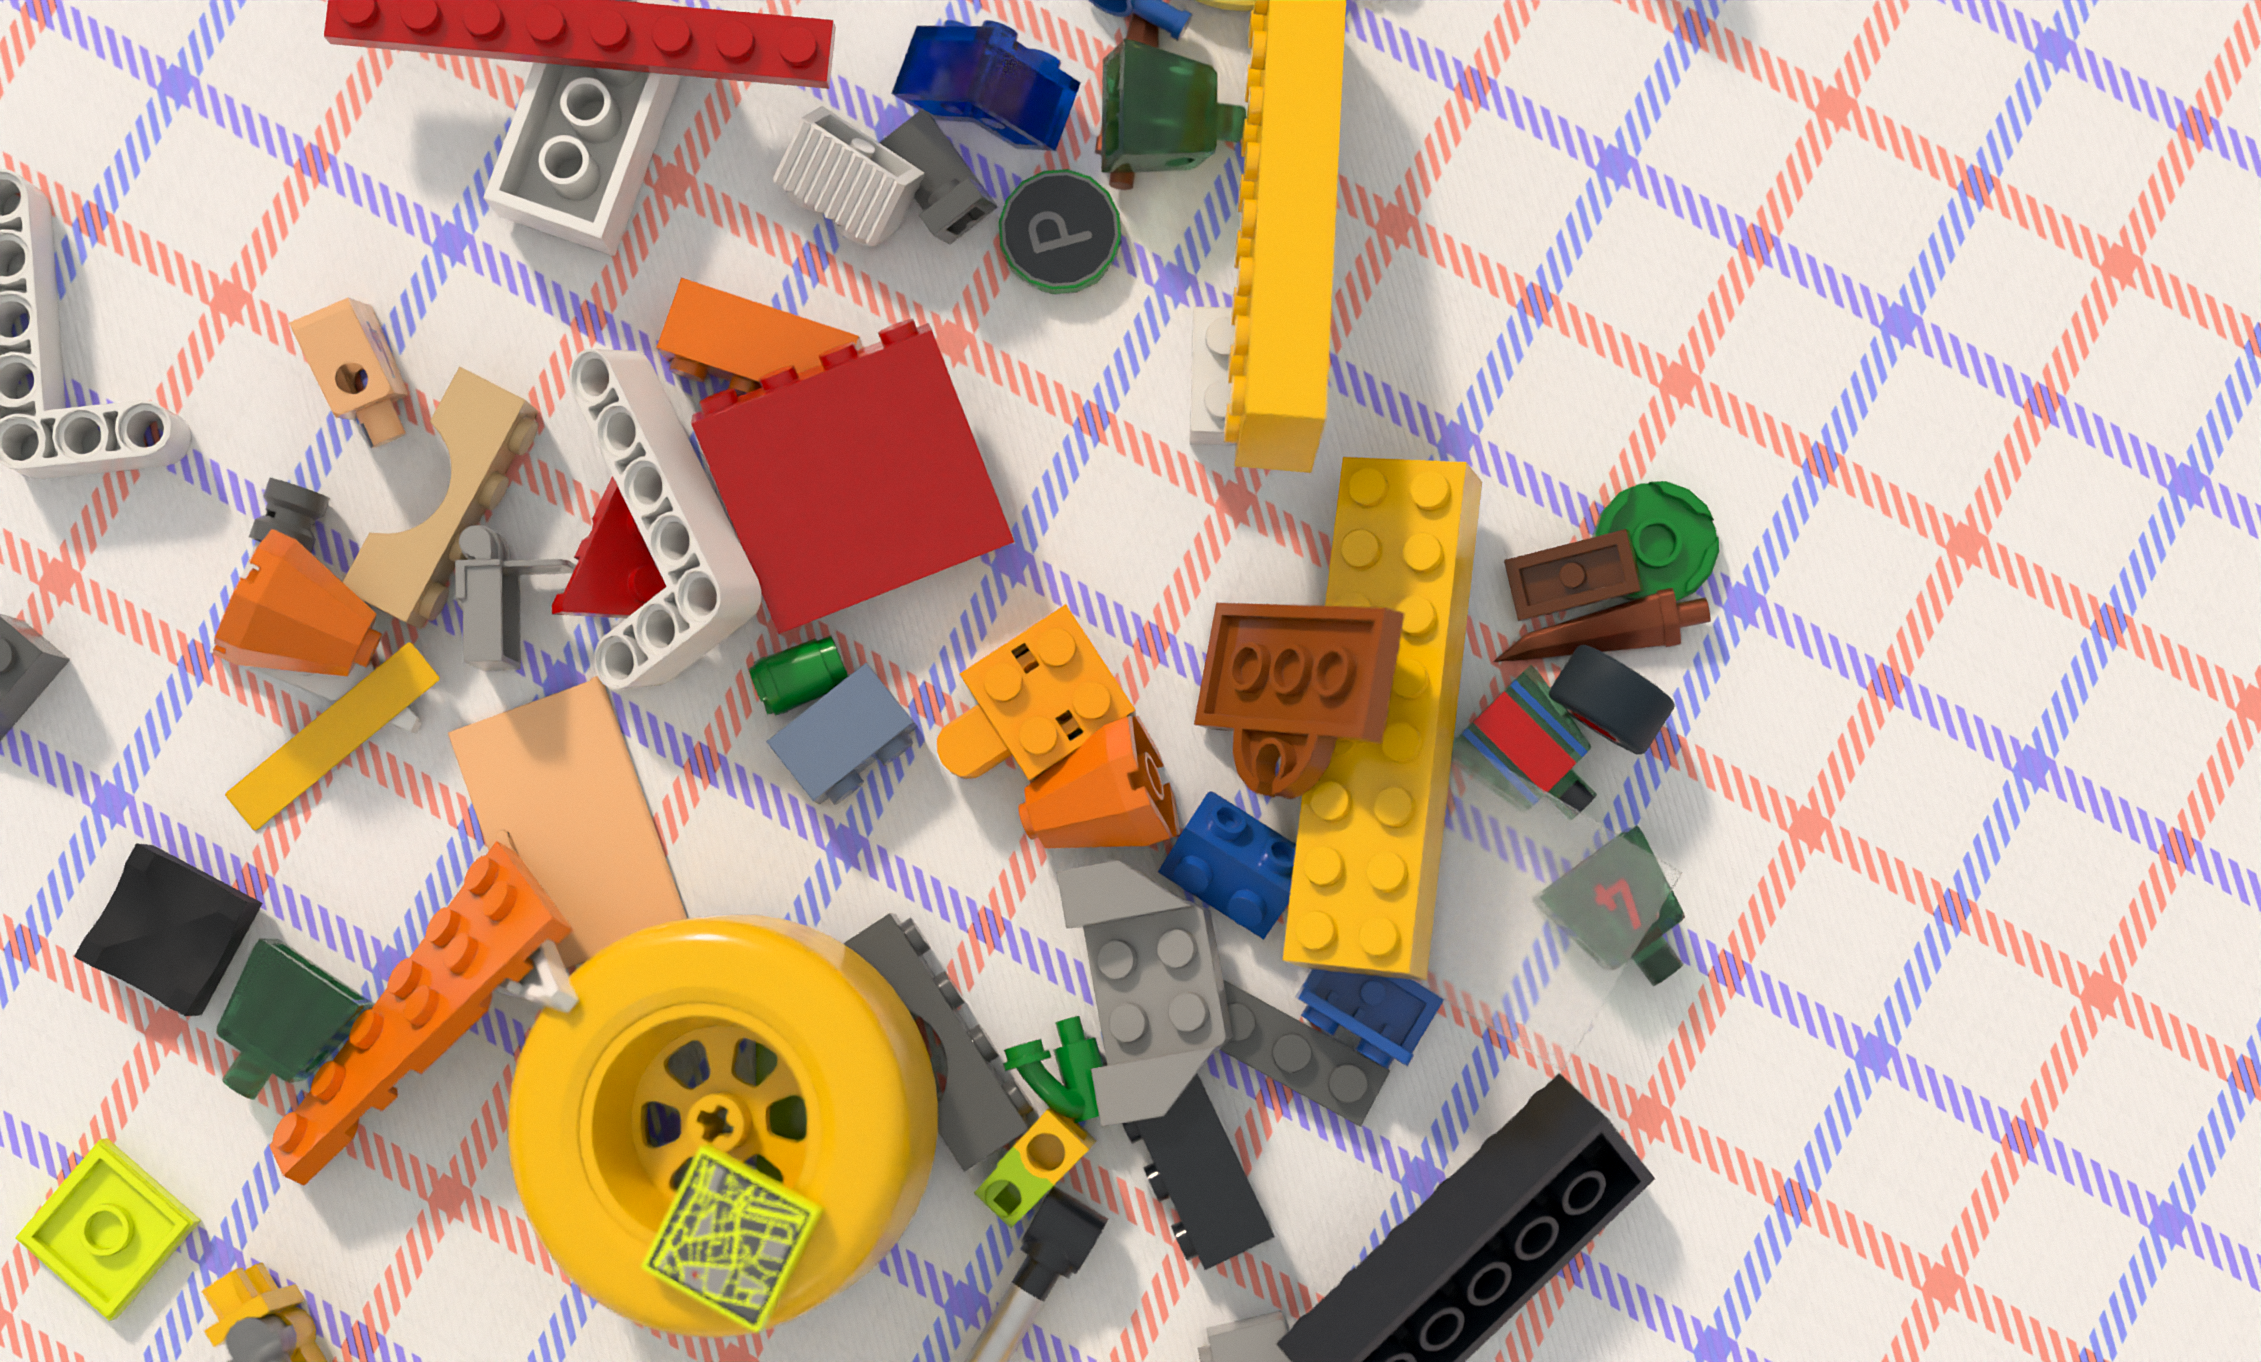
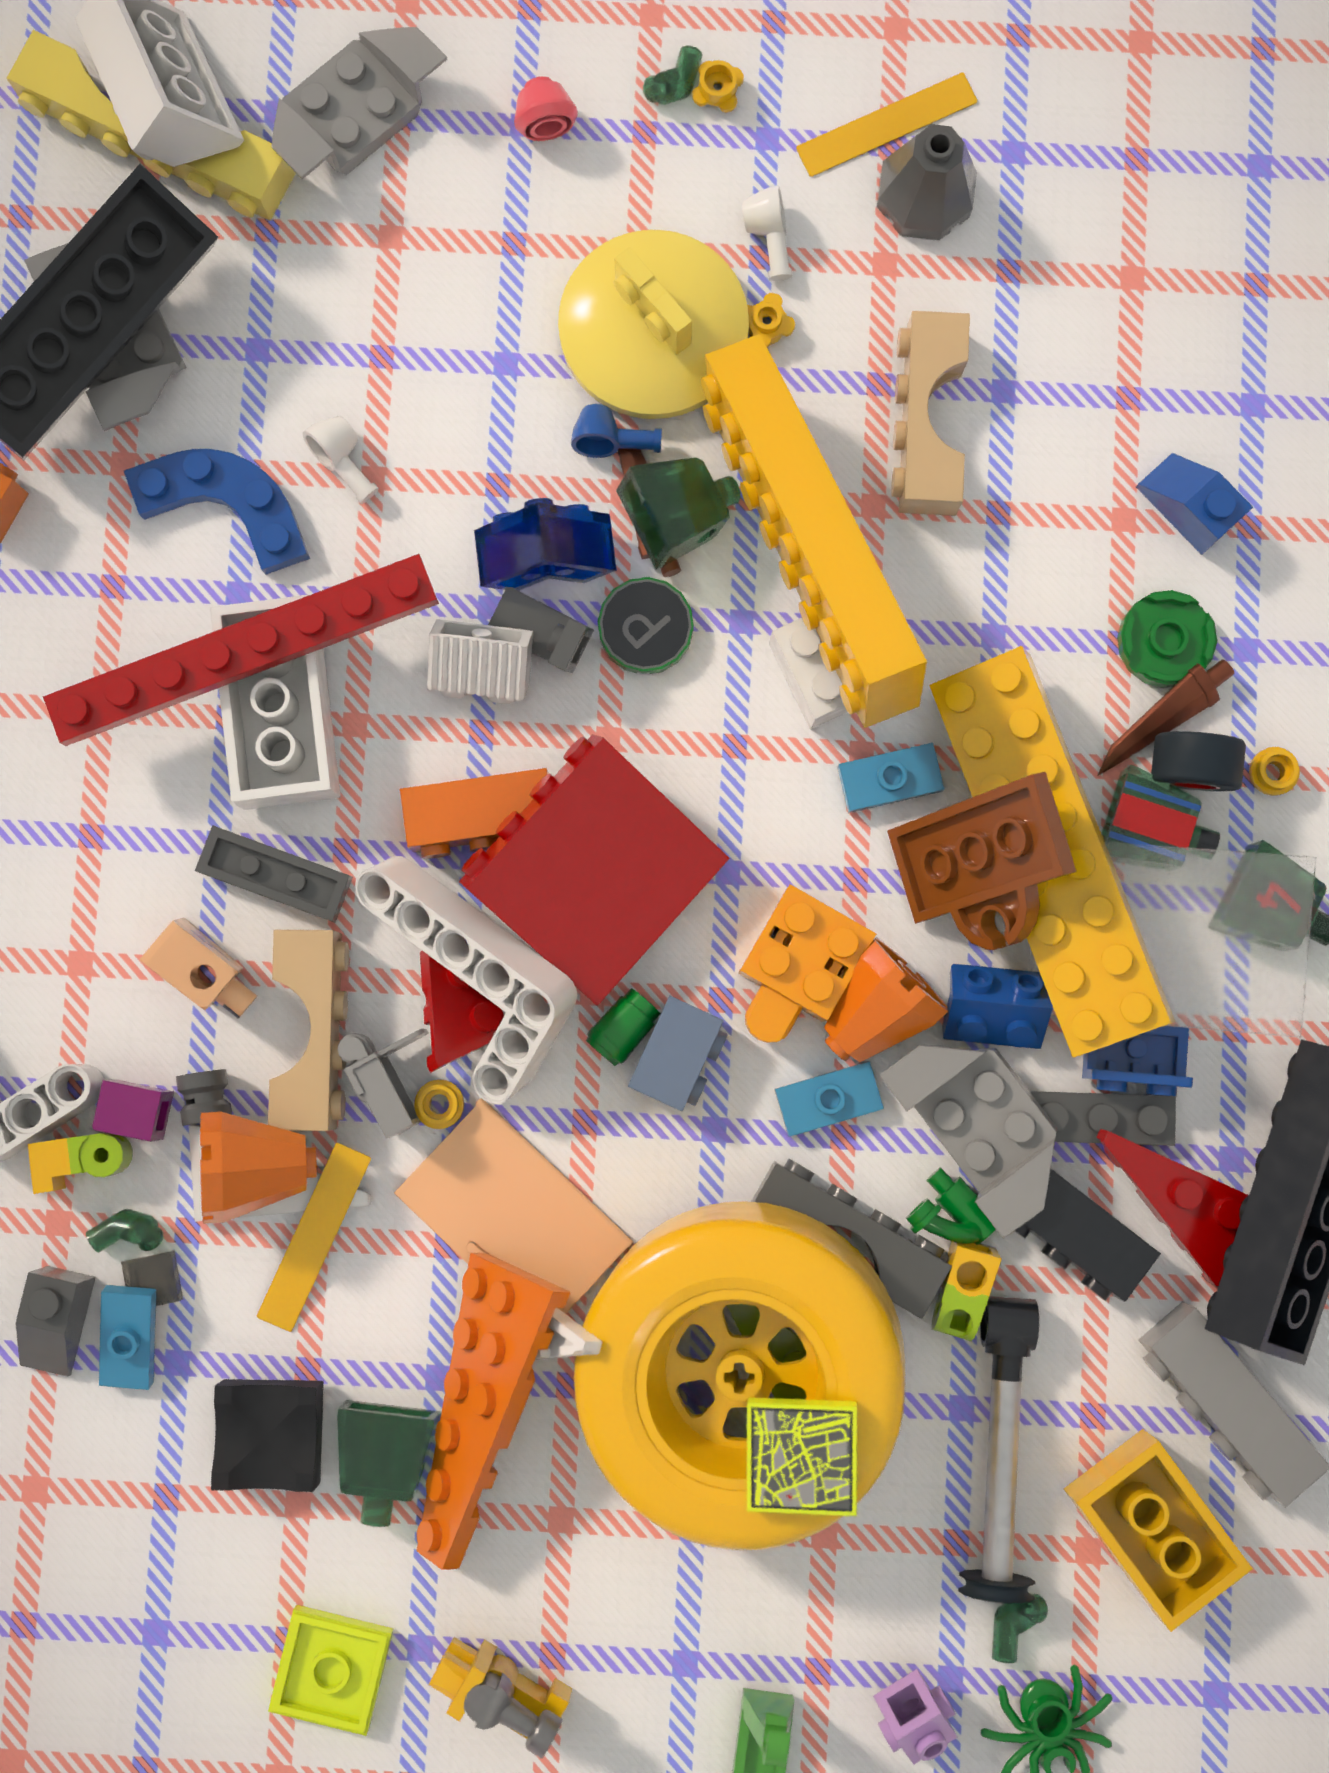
camera: 30 degrees left, 0 degrees up
(69, 742) = (127, 1337): none -> dark azure plate
(129, 694) = (155, 1272): none -> clear smoke tile
(133, 518) = (96, 1154): none -> leg
(133, 620) = (128, 1226): none -> clear green arm
(203, 492) = (132, 1110): none -> magenta panel
(494, 305) = (273, 873): none -> dark grey plate
(535, 644) = (428, 1115): none -> yellow plate
(992, 874) = (829, 1099): none -> dark azure plate
(1251, 544) = (890, 777): none -> dark azure plate
(1338, 1194) = (1192, 1205): none -> red wing
(1550, 85) = (930, 470): none -> tan arch
(1573, 575) = (1125, 688): reddish brown plate -> none
(1719, 752) = (1286, 764): none -> yellow plate
(1767, 398) = (1194, 500): none -> blue slope

